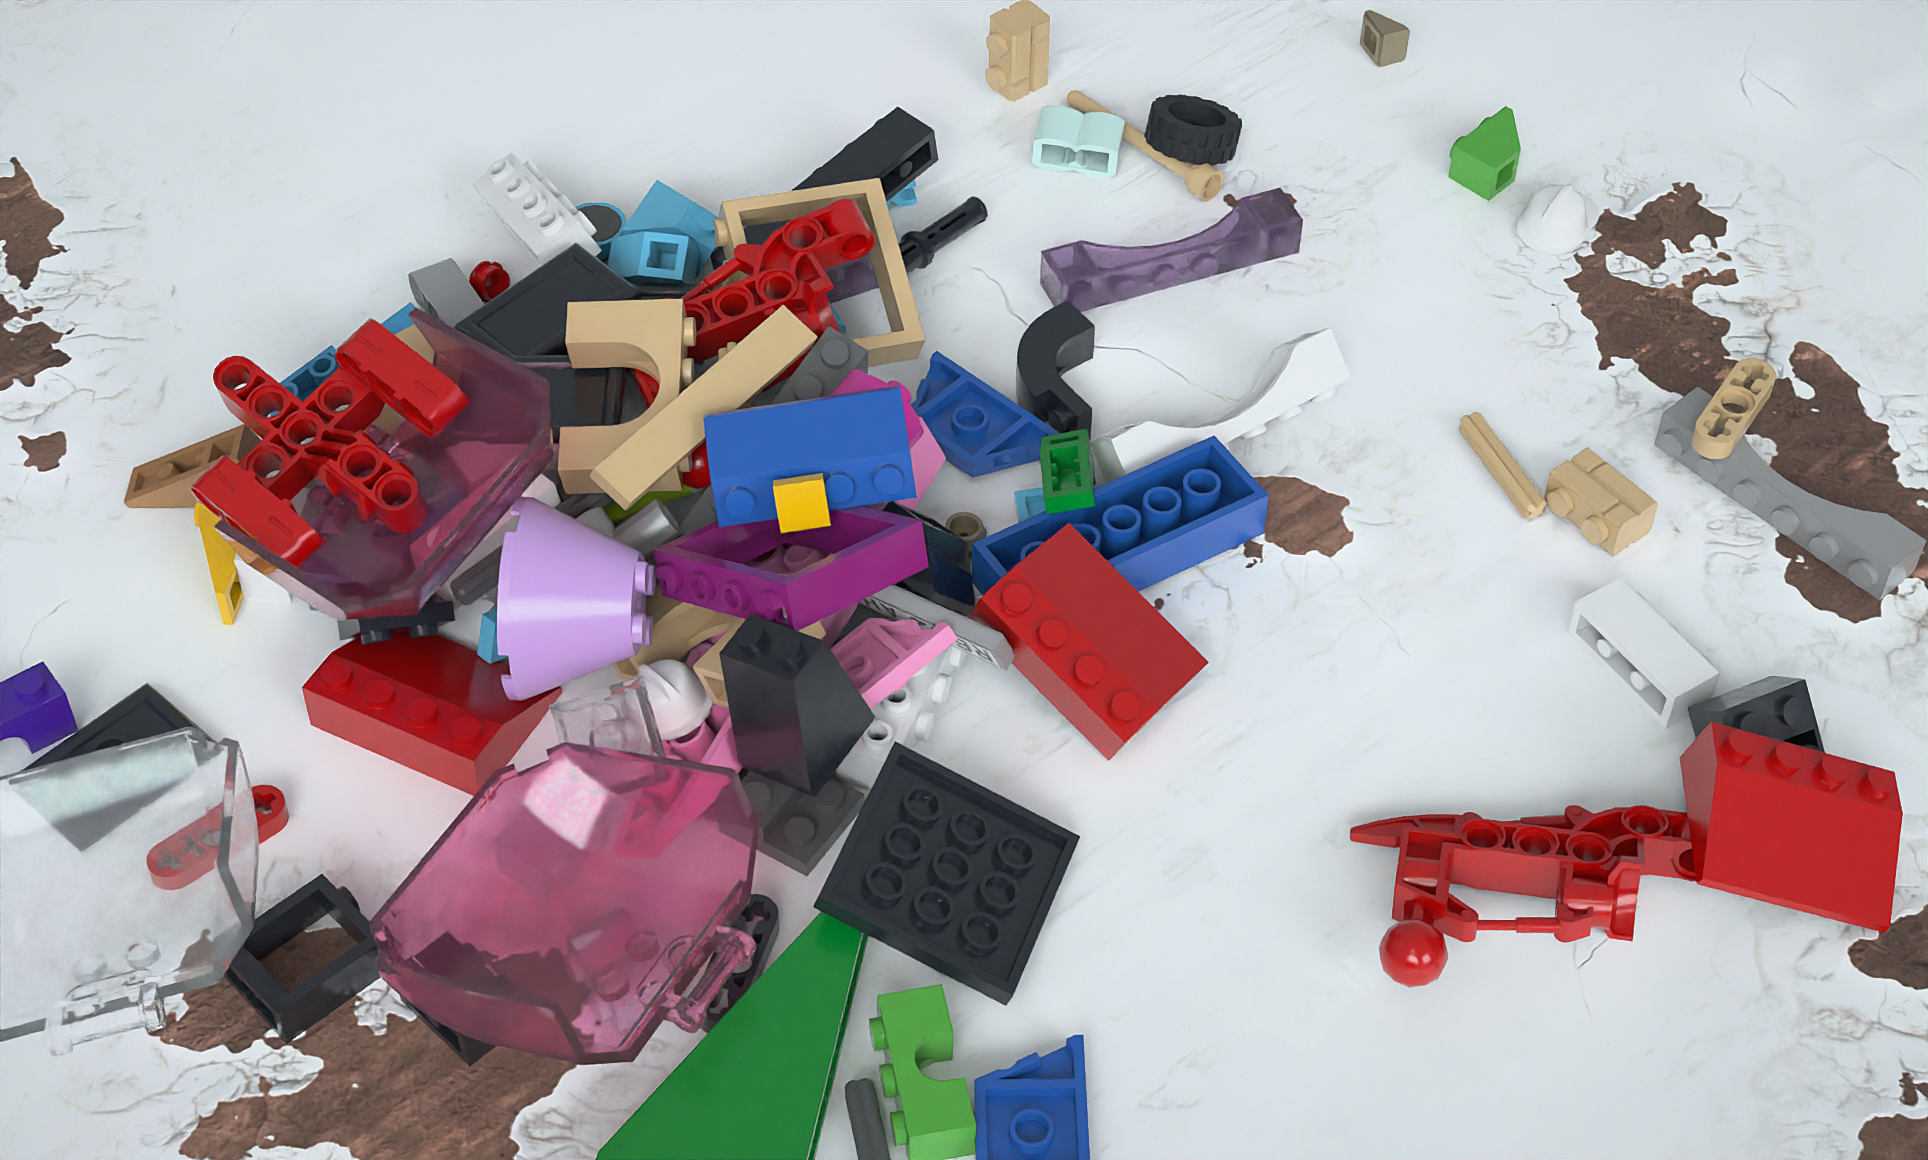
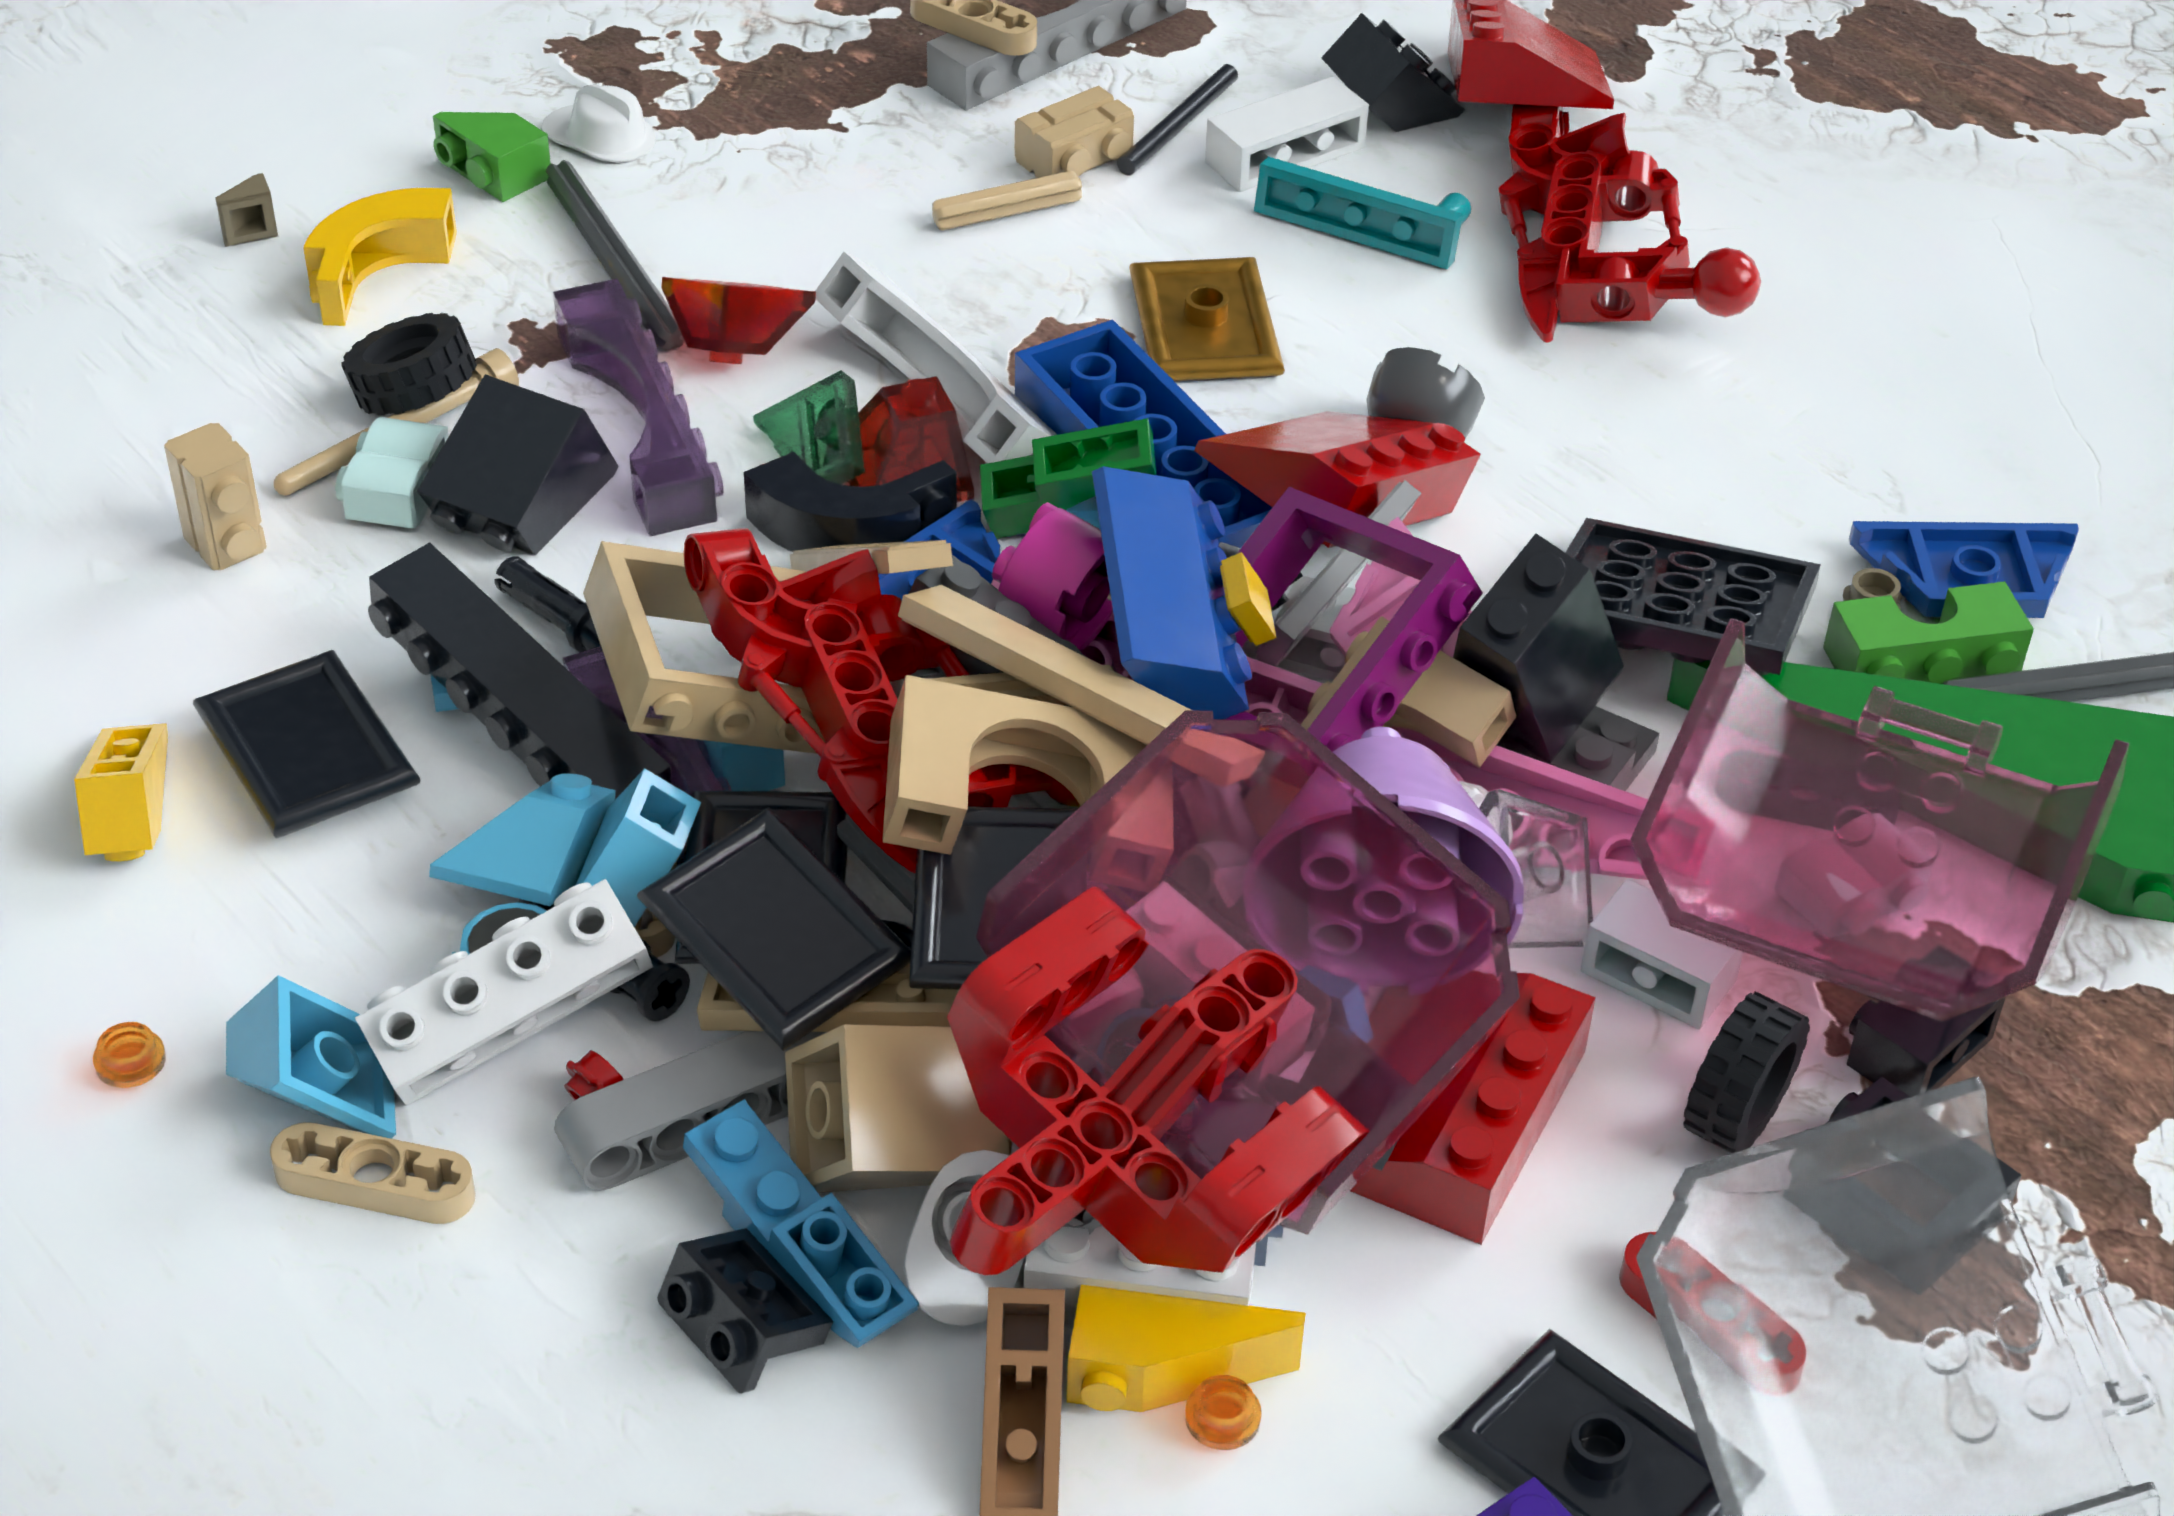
camera: 90 degrees left, 5 degrees down
(183, 574) = (1223, 1413): none -> clear orange plate
(293, 348) = (739, 1305): none -> black bracket
(384, 840) = (1746, 1072): none -> black tyre
(436, 214) = (394, 1195): none -> tan beam
(494, 138) = (310, 1057): none -> medium azure slope
(533, 92) = (128, 1055): none -> clear orange plate
(752, 56) = (122, 791): none -> yellow slope
(794, 128) = (305, 743): none -> black piece
(902, 332) = (887, 557): none -> tan tile
(993, 1036) = (1873, 583): none -> dark tan plate
(1077, 192) = (516, 467): none -> black slope
(1136, 397) = (908, 430): none -> clear red slope
(1154, 349) = (819, 427): none -> clear green wing
(1211, 719) = (1417, 388): none -> dark grey cylinder
(1289, 292) = (733, 315): none -> clear red slope
(1349, 94) = (373, 235): none -> yellow arch
(1353, 597) = (1206, 318): none -> pearl gold piece
(1375, 235) = (614, 253): none -> dark grey axle
(1498, 750) = (1362, 212): none -> teal piece
(1668, 585) = (1177, 119): none -> black bar

